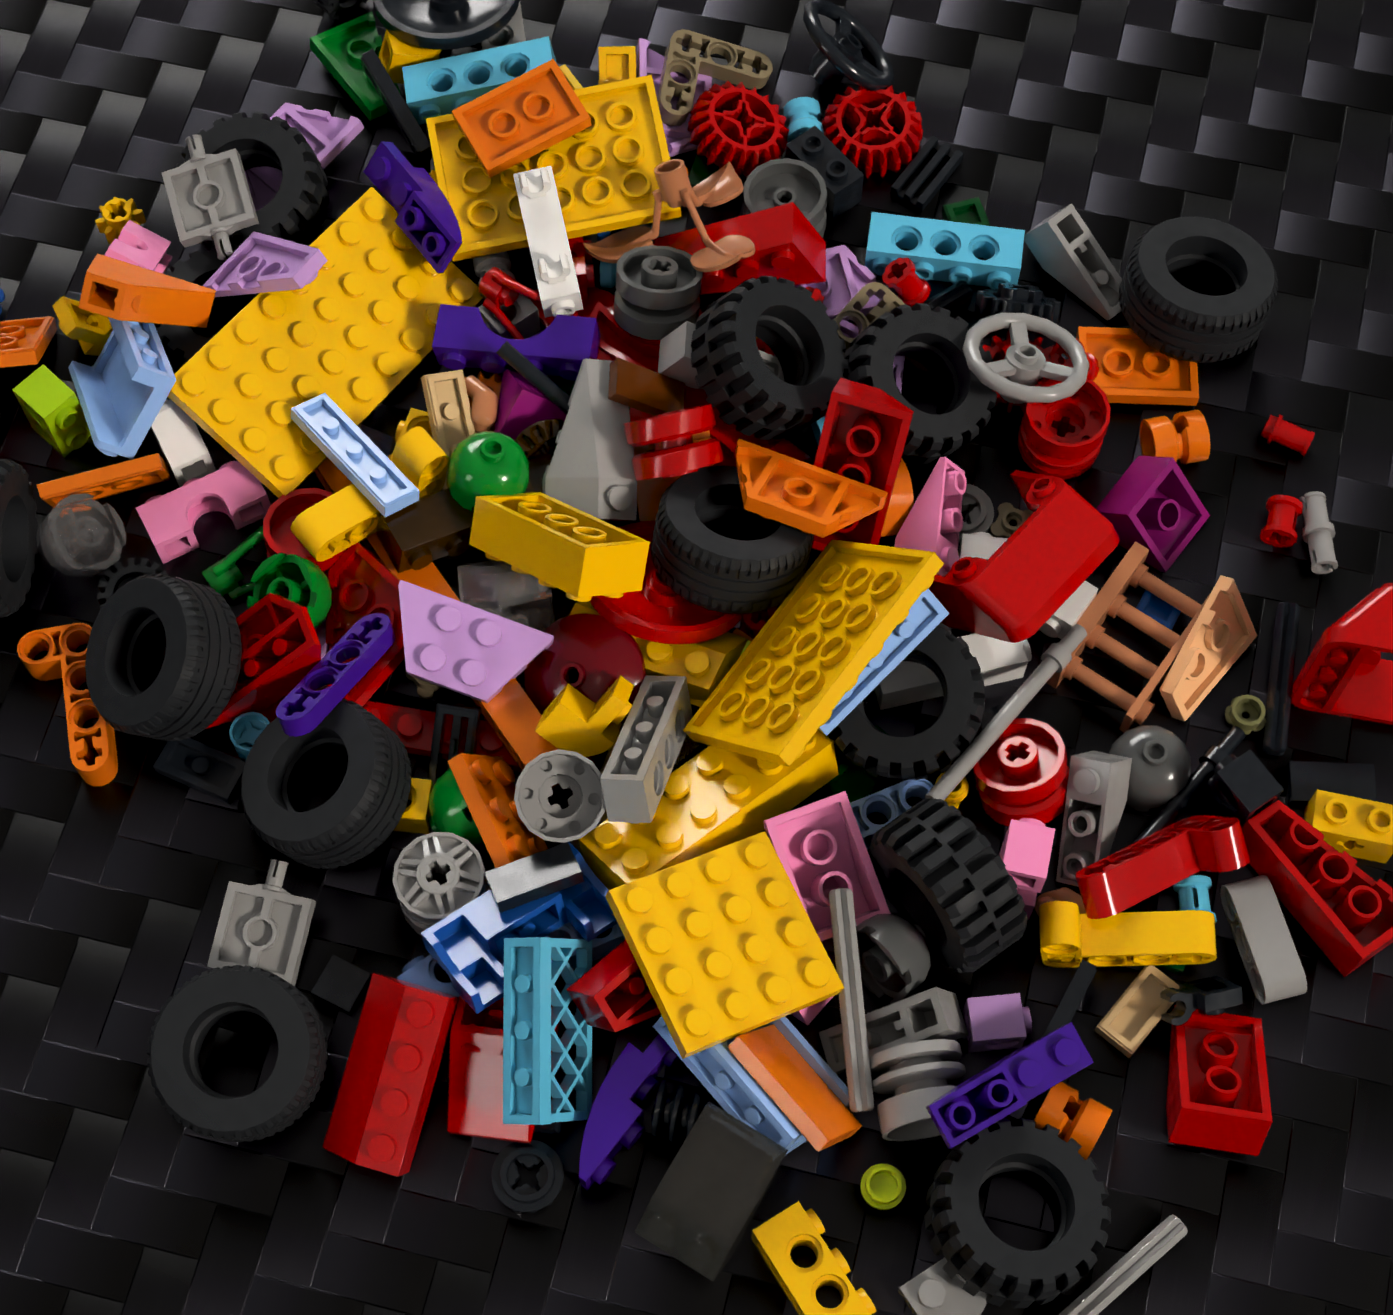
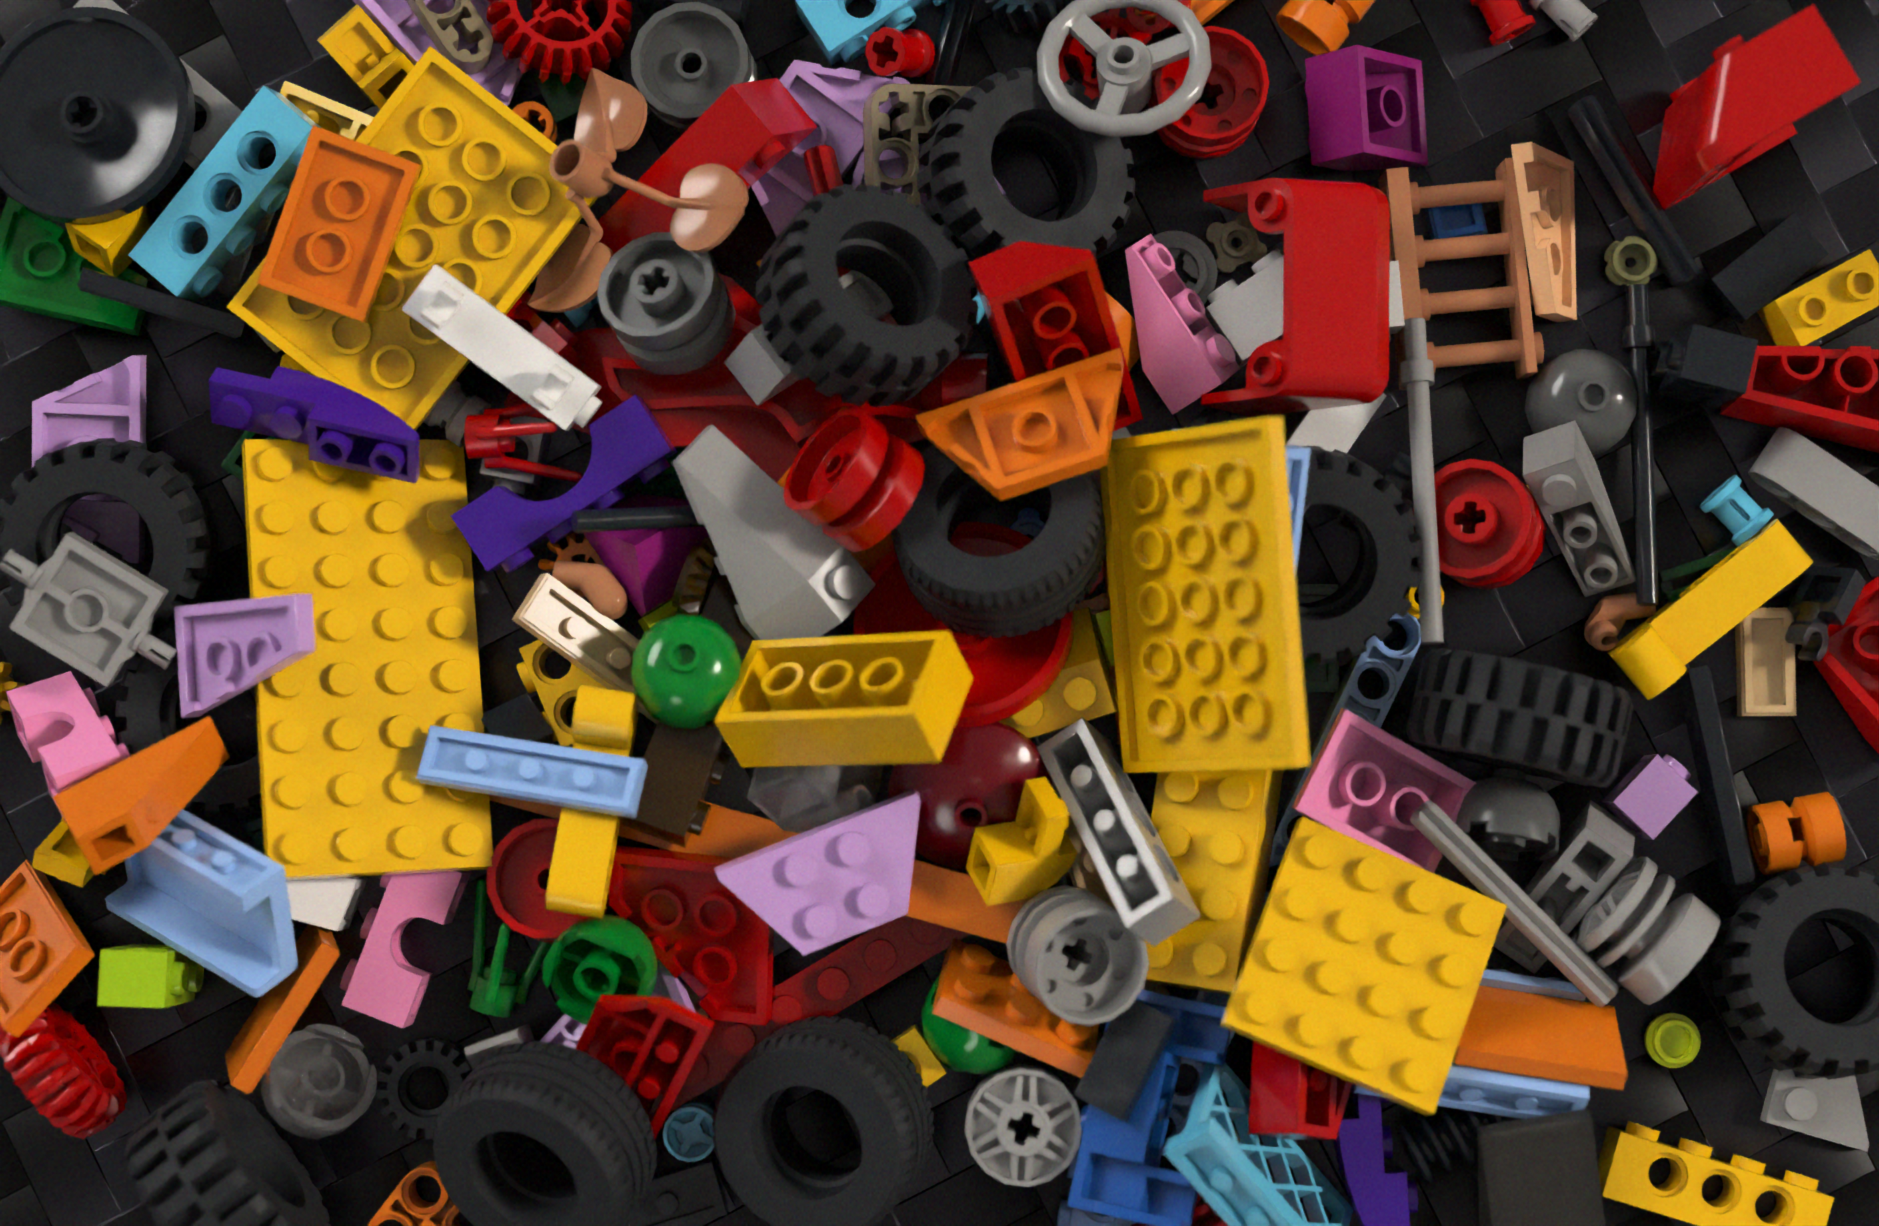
camera: 35 degrees left, 20 degrees up
(304, 706) = (733, 1025): dark purple beam -> none
(458, 712) = (882, 942): black tile -> none
(644, 388) = (763, 436): reddish brown tile -> none
(1008, 1084) = (1728, 870): dark purple slope -> none
(1027, 857) = (1568, 631): bright pink arch -> none
(1160, 862) = (1682, 503): red beam -> none

